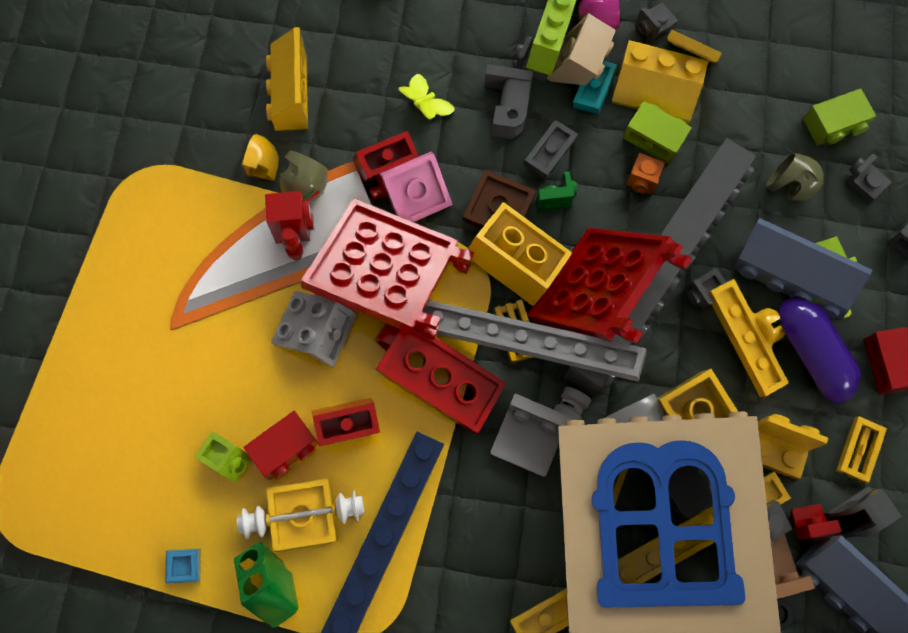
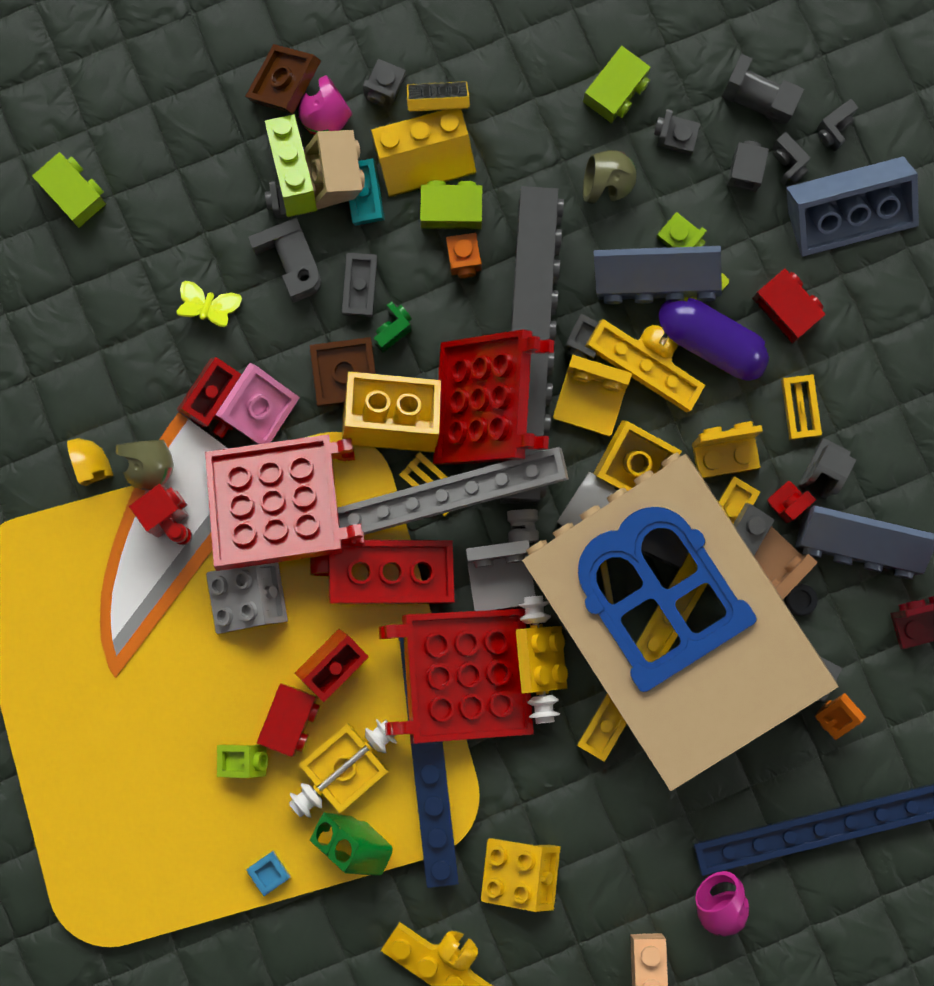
camera: 30 degrees left, 10 degrees up
(287, 82) = (65, 372): yellow slope -> none
(449, 499) = (461, 676): none -> red plate
(522, 525) = (540, 659): none -> yellow plate
(689, 335) = (591, 395): none -> yellow bracket

